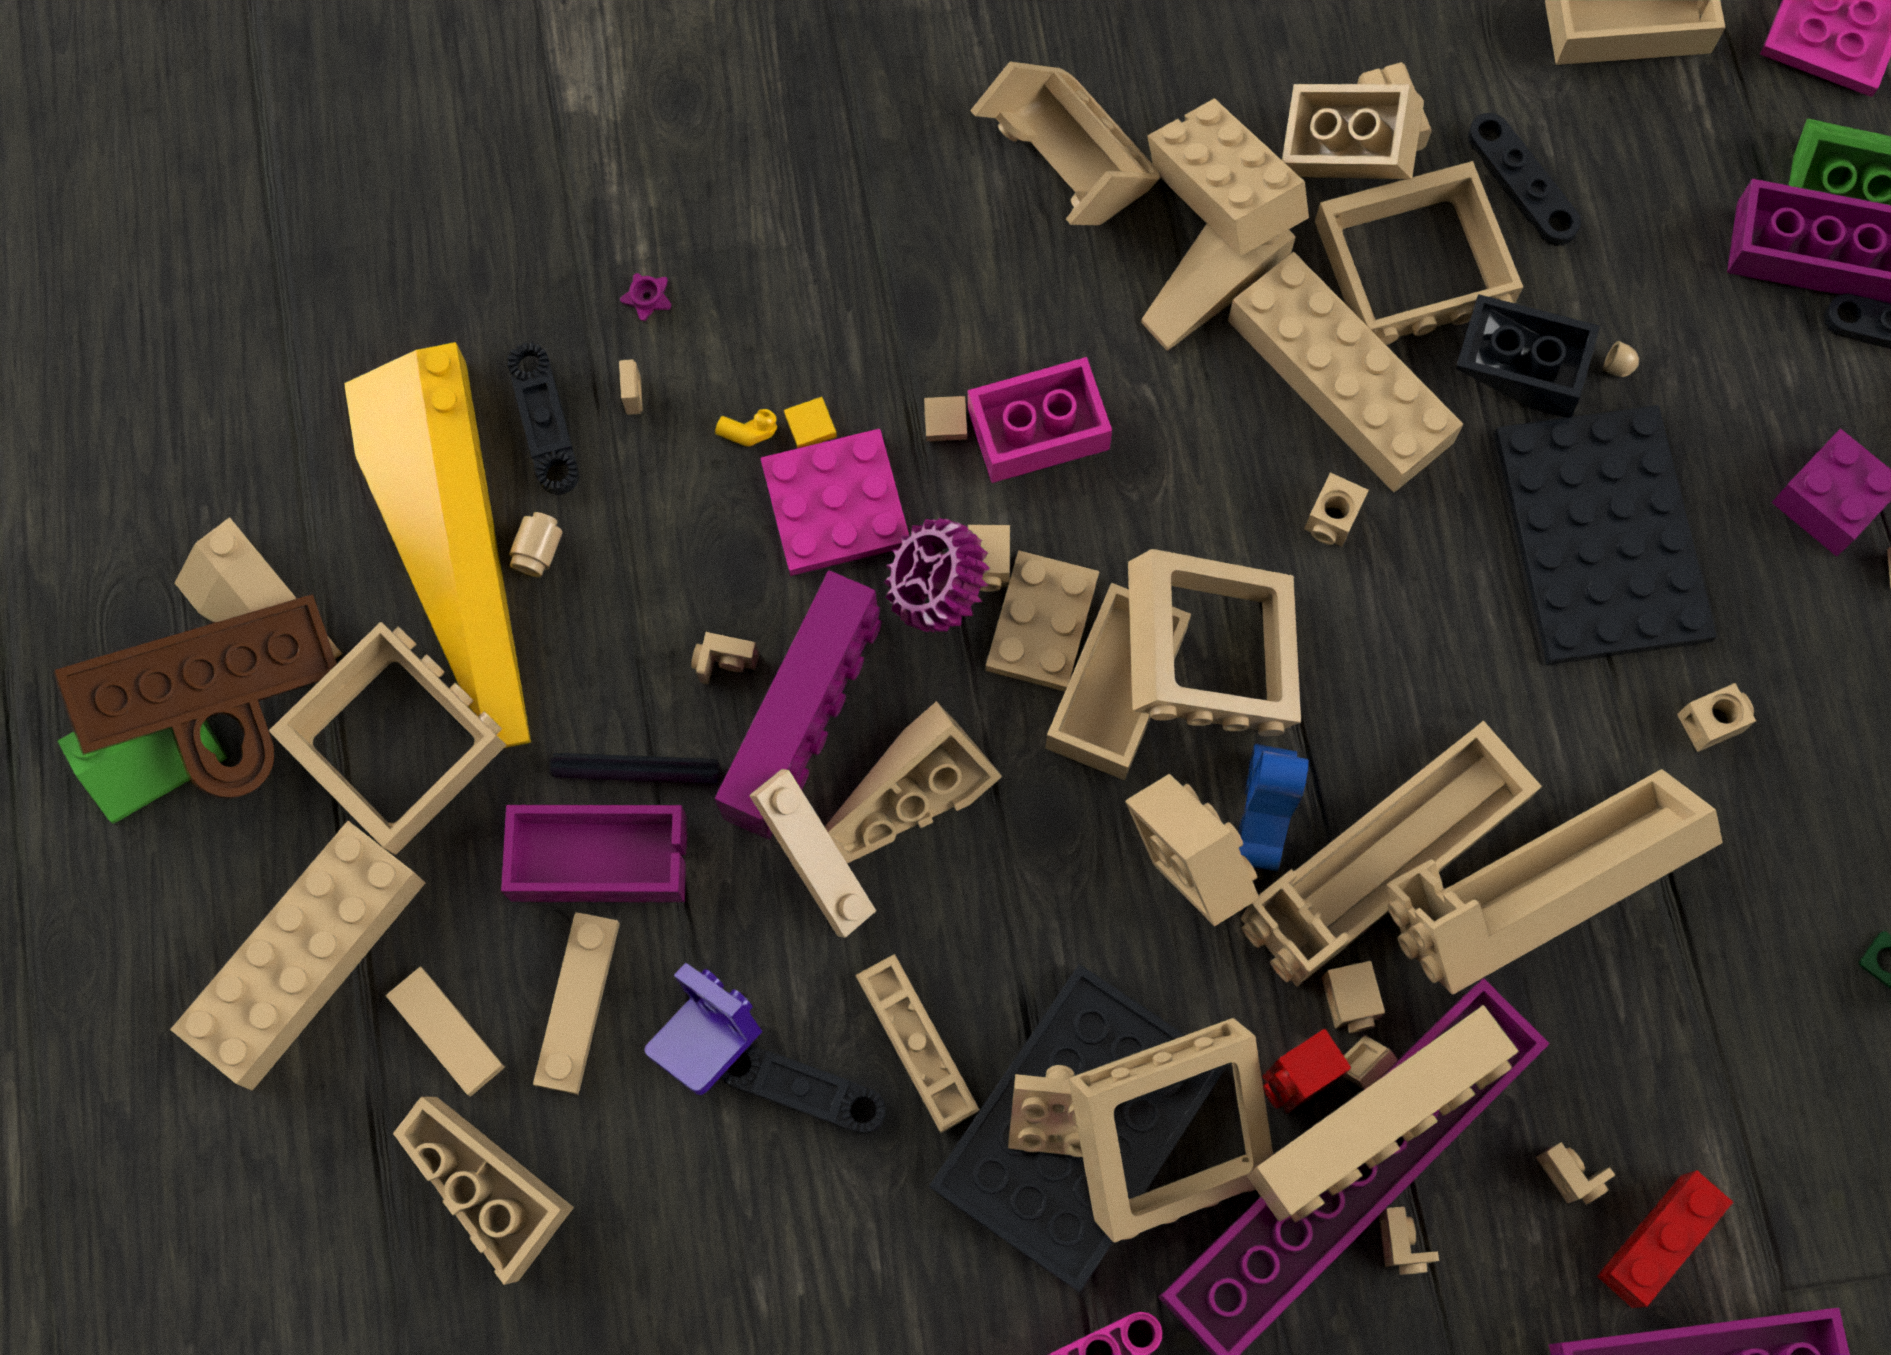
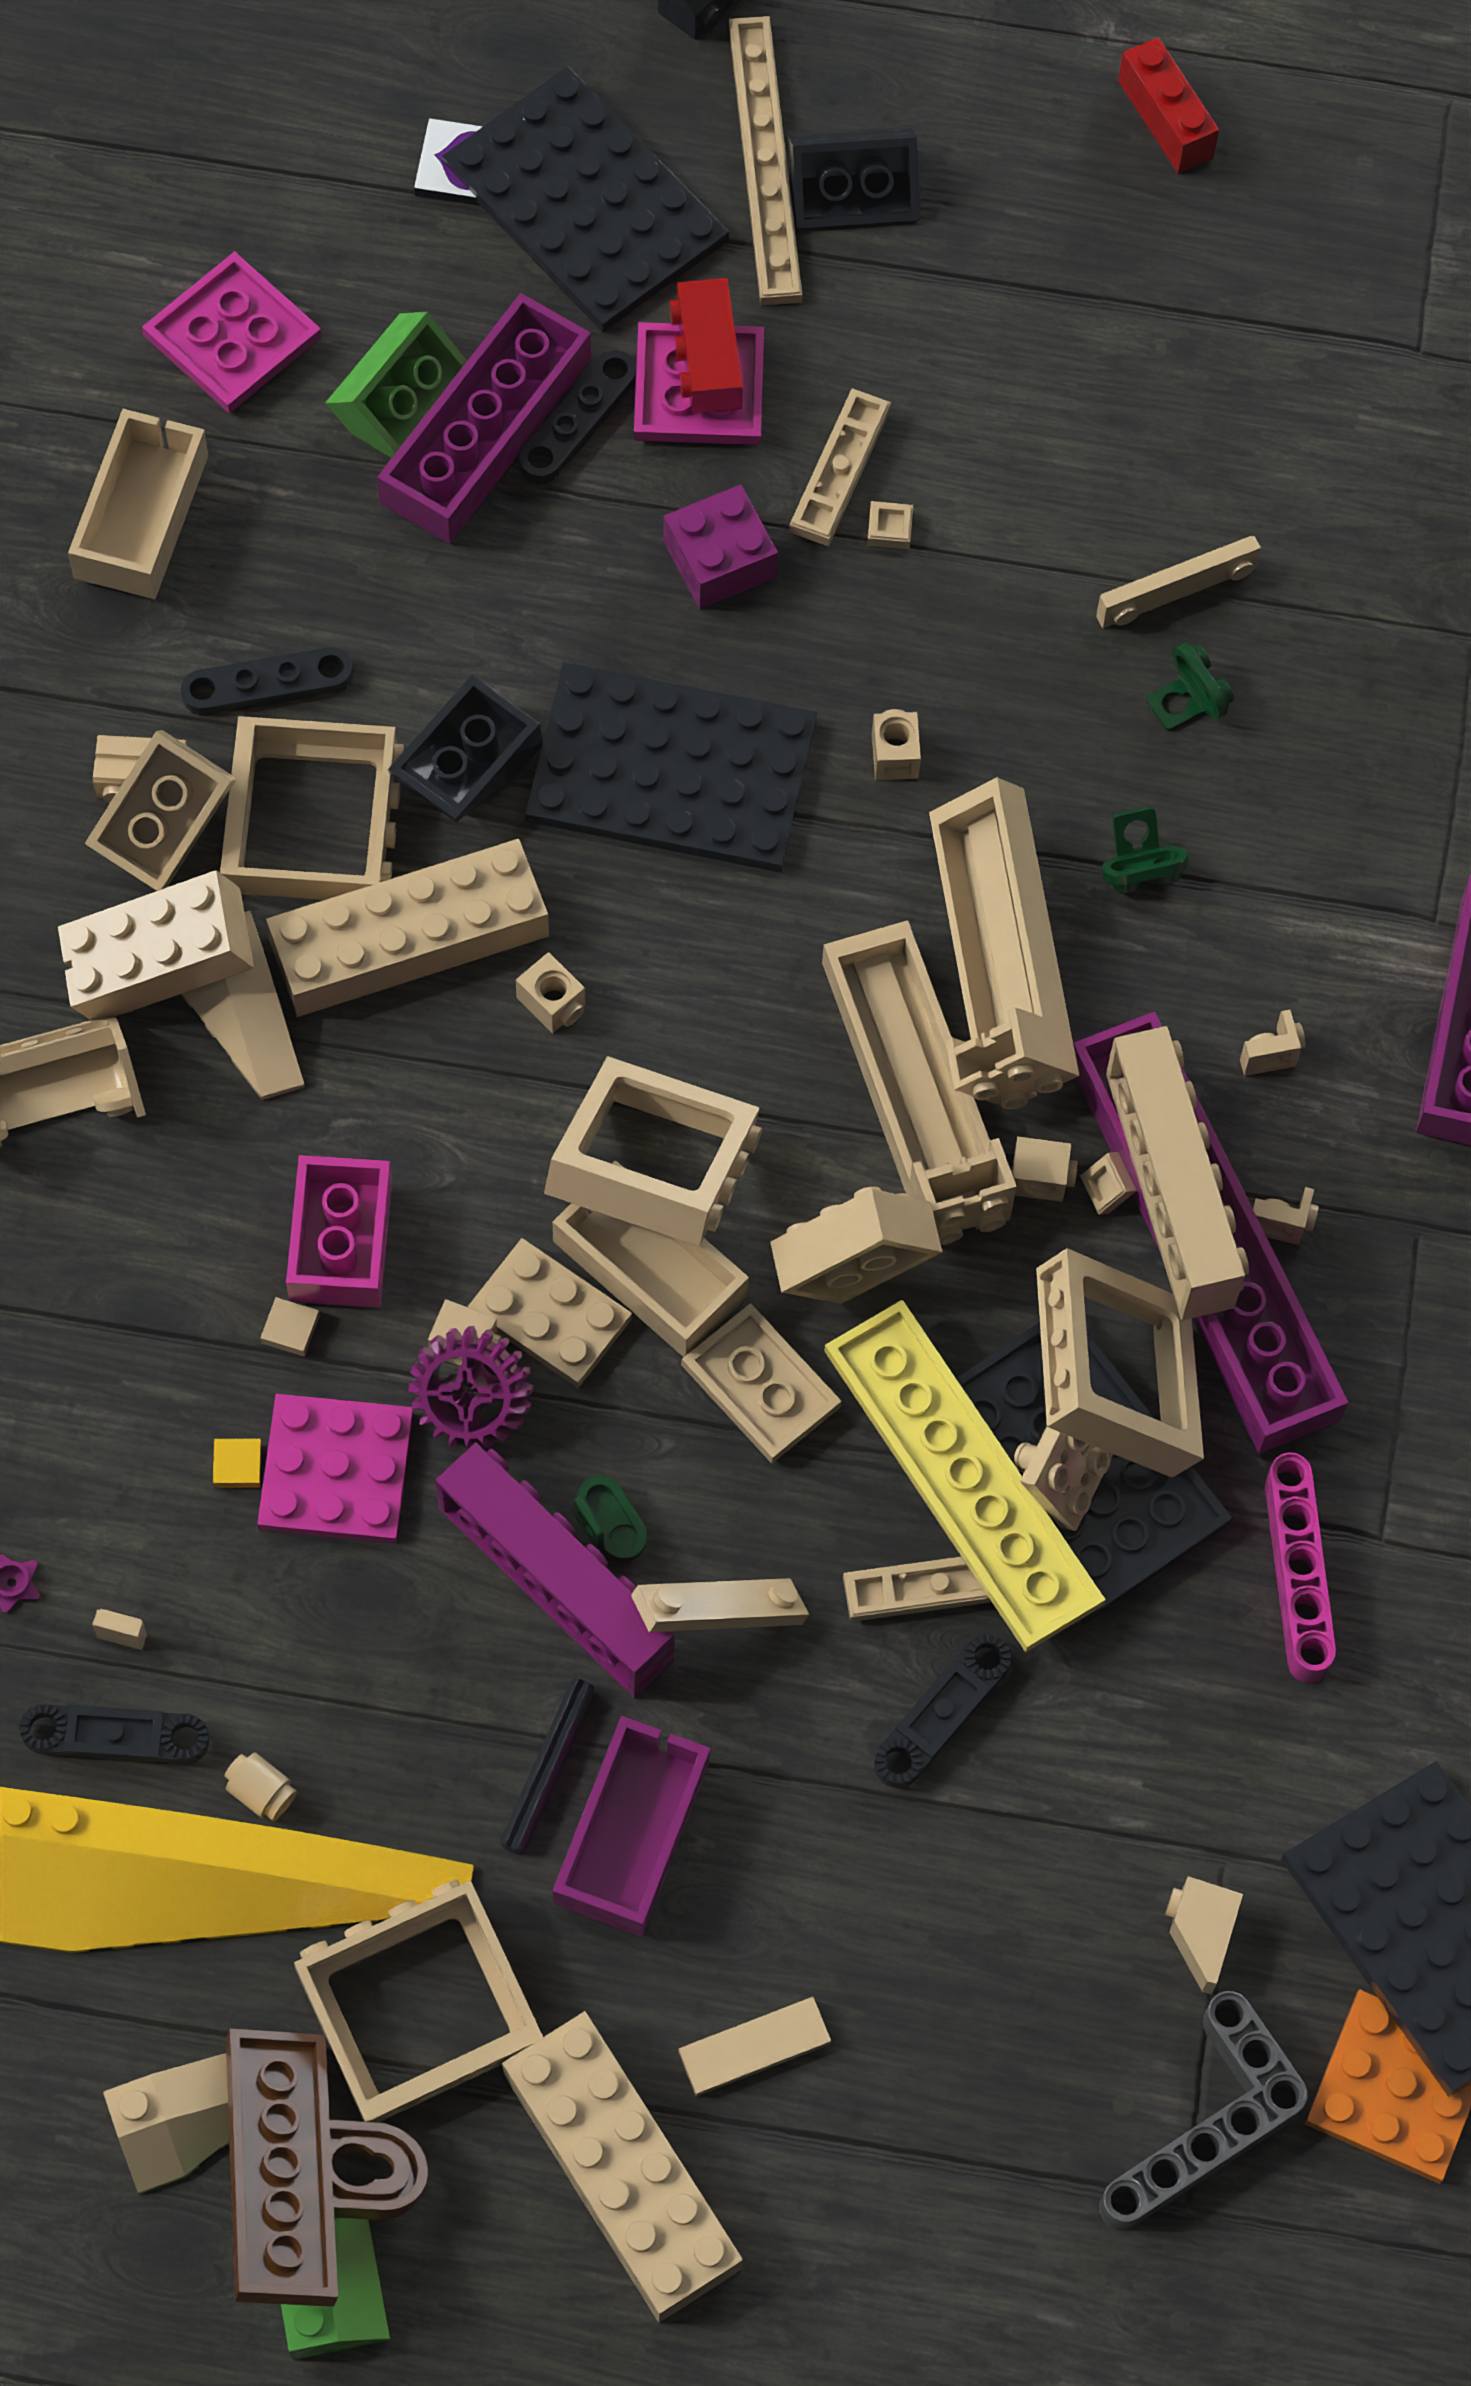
camera: 75 degrees left, 5 degrees down
(488, 1190) = (943, 2042): tan wedge -> none
(576, 1003) = (774, 1904): tan plate -> none
(704, 1033) = (856, 1779): bracket -> none
(730, 652) = (464, 1625): tan bracket -> none
(750, 433) = (221, 1526): yellow arm -> none
(867, 734) = (609, 1519): none -> dark green bracket
(918, 777) = (667, 1479): tan wedge -> none
(1019, 1027) = (964, 1476): none -> light yellow plate
(1046, 820) = (761, 1383): none -> tan plate
(1273, 793) = (825, 1153): blue beam -> none
(1304, 1072) = (1107, 1223): red brick -> none
(1621, 360) = (501, 675): tan hinge -> none
(1665, 1239) = (1359, 994): red brick -> none
(1707, 985) = (1143, 862): none -> dark green bracket

